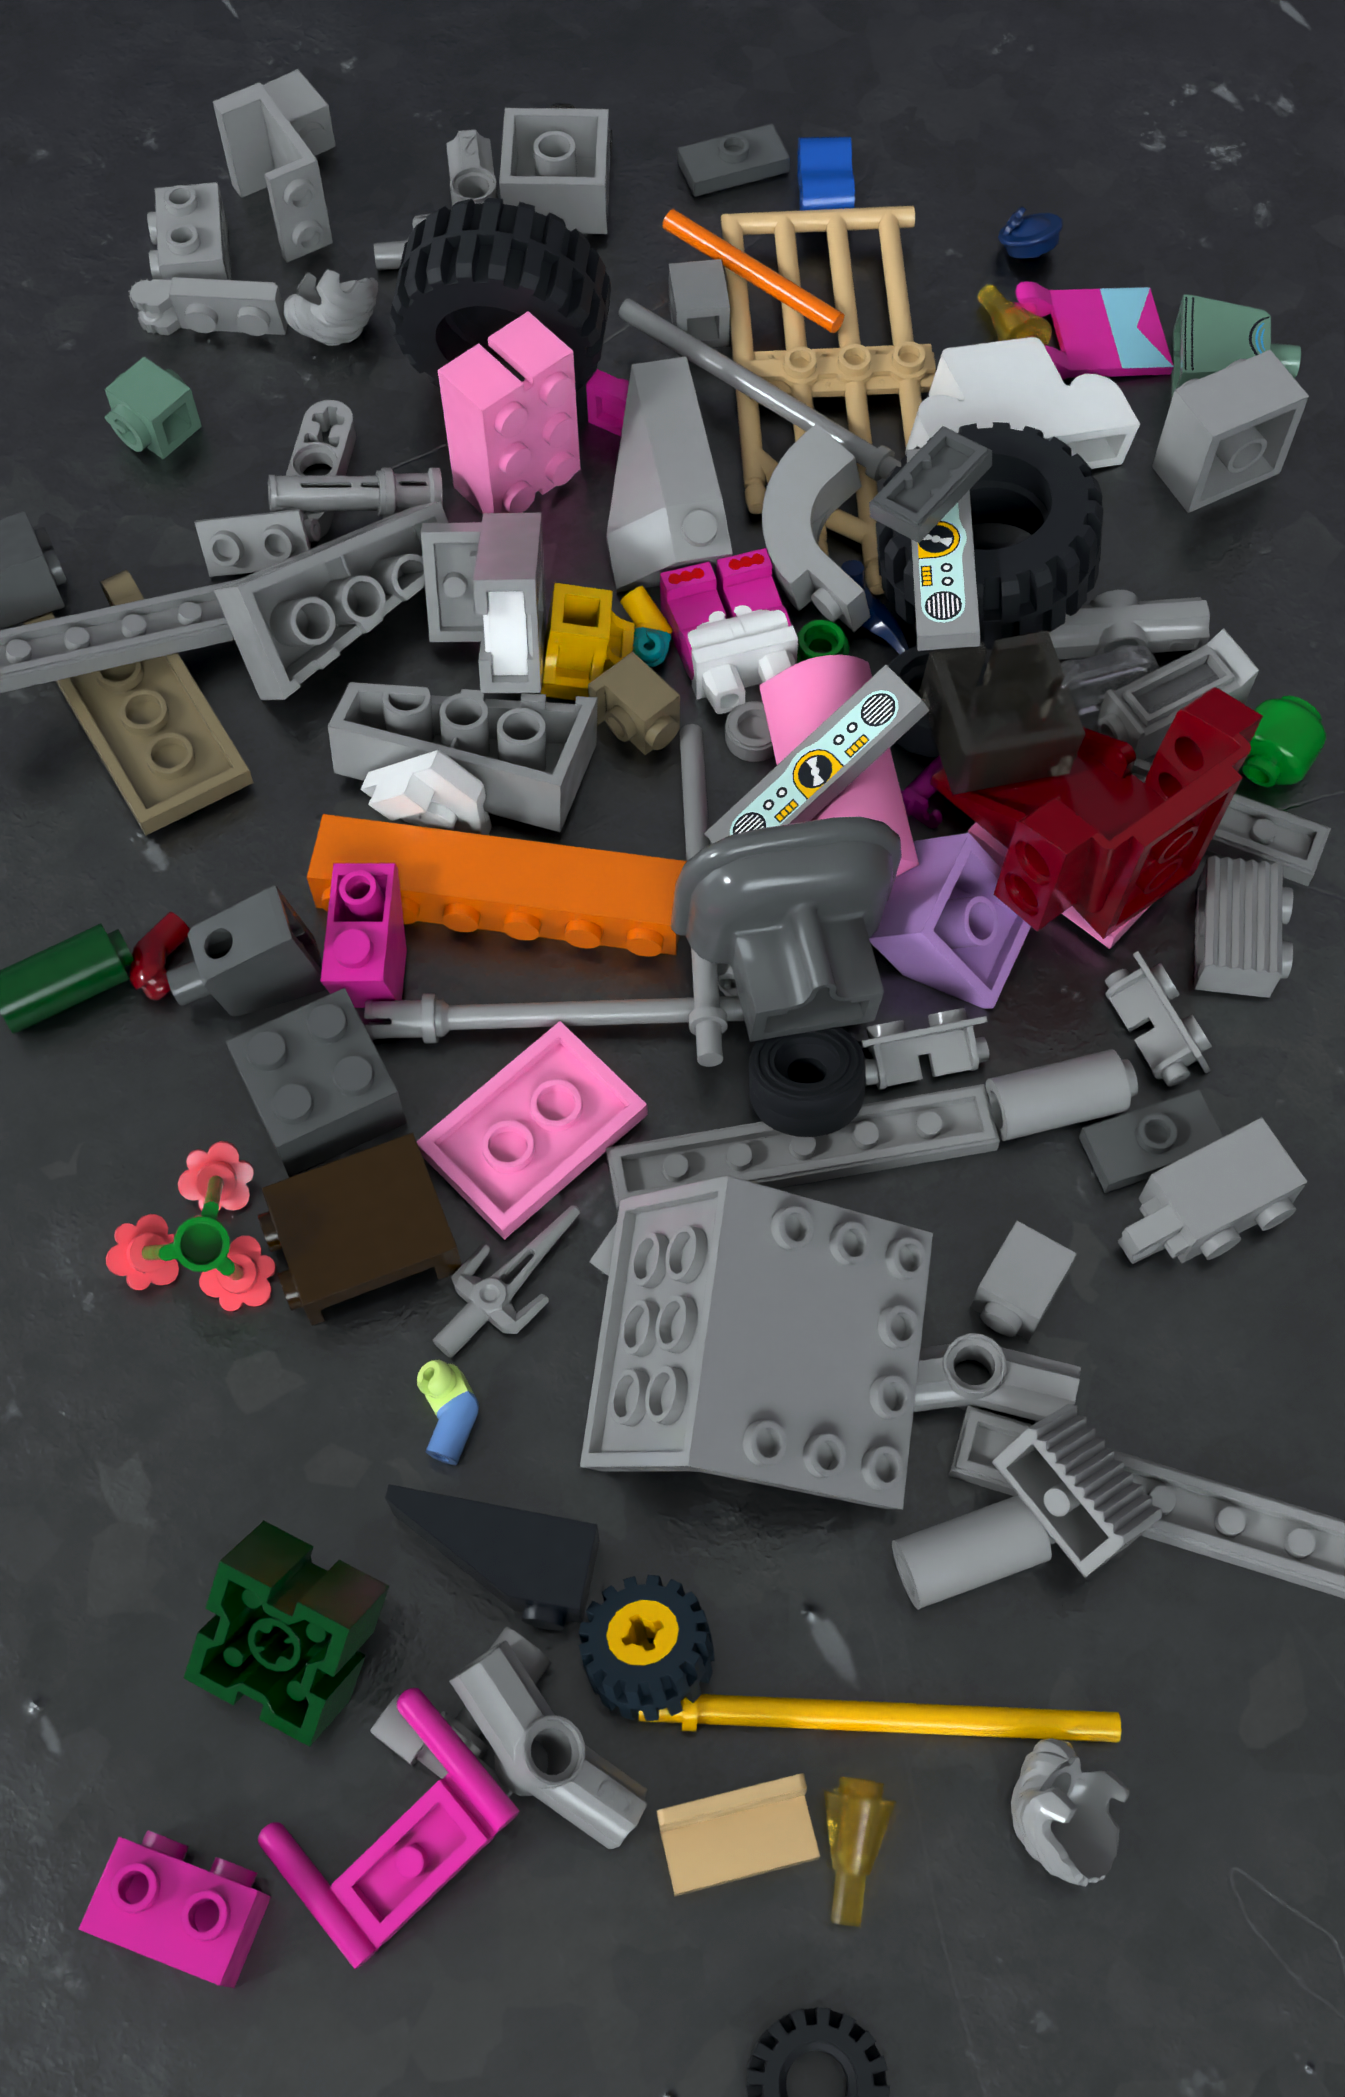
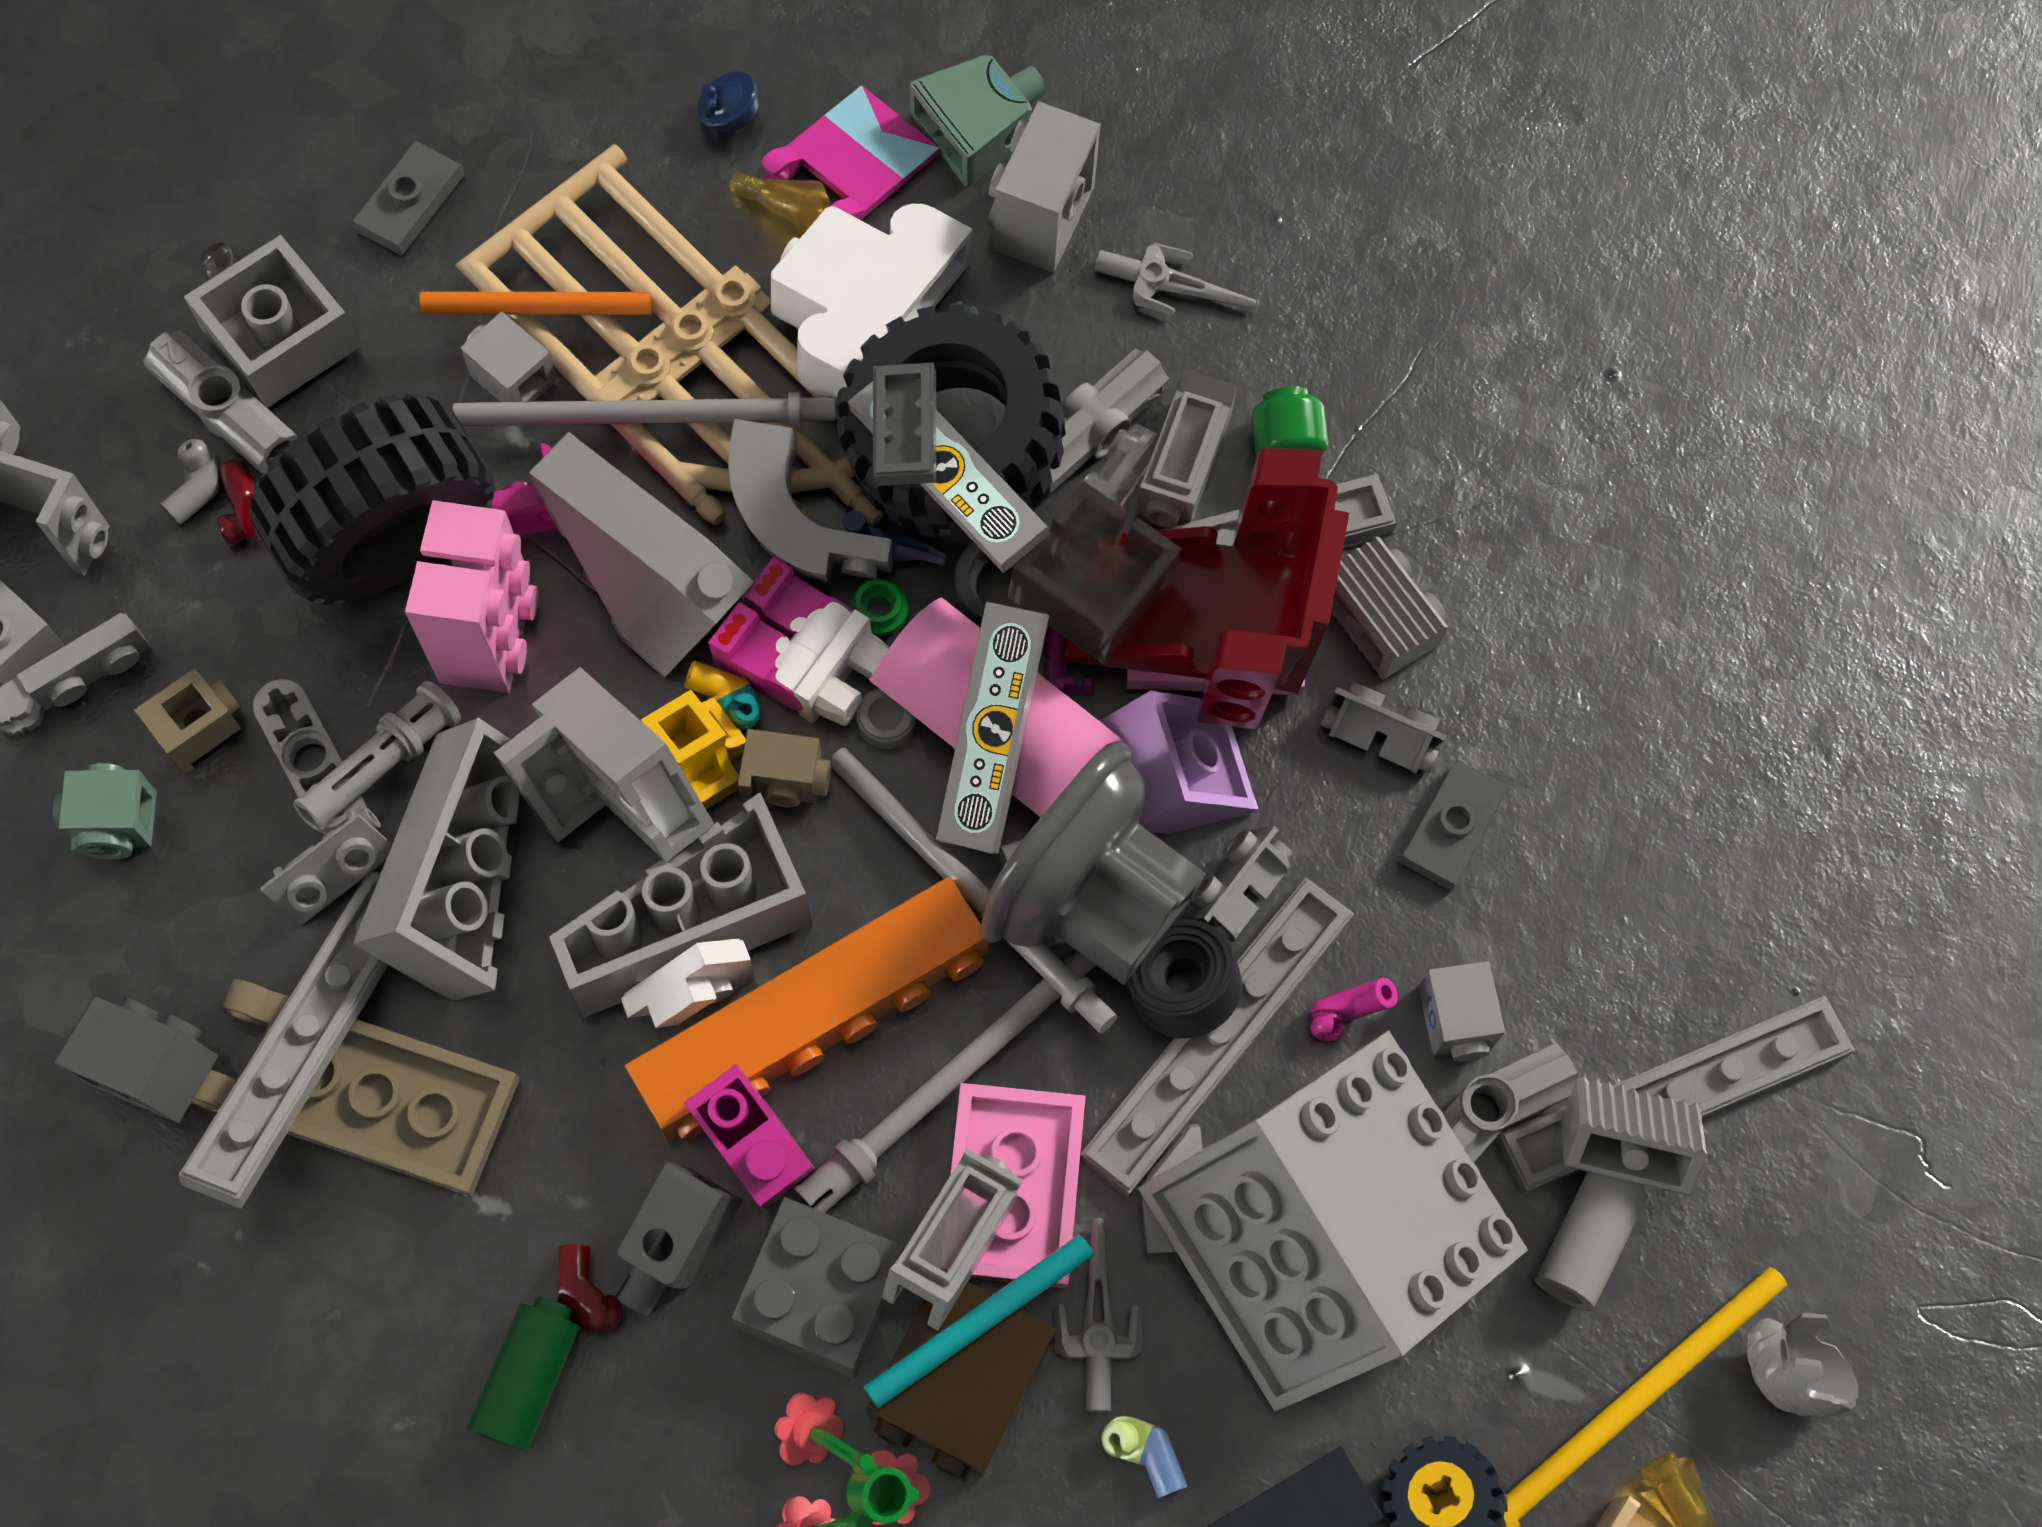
camera: 45 degrees left, 5 degrees up
(259, 386) = (190, 718): none -> dark tan brick
(332, 312) = (188, 594): light grey hair -> none
(402, 1190) = (978, 1321): none -> teal bar
(438, 1112) = (955, 1234): none -> light grey window
(825, 173) = (510, 164): blue axle -> none
(928, 1207) = (1333, 1011): none -> dark pink arm
(1061, 1093) = (1368, 842): light grey brick -> none
(1215, 1196) = (1534, 836): light grey hinge -> none
(1270, 564) = (1154, 276): none -> light grey piece

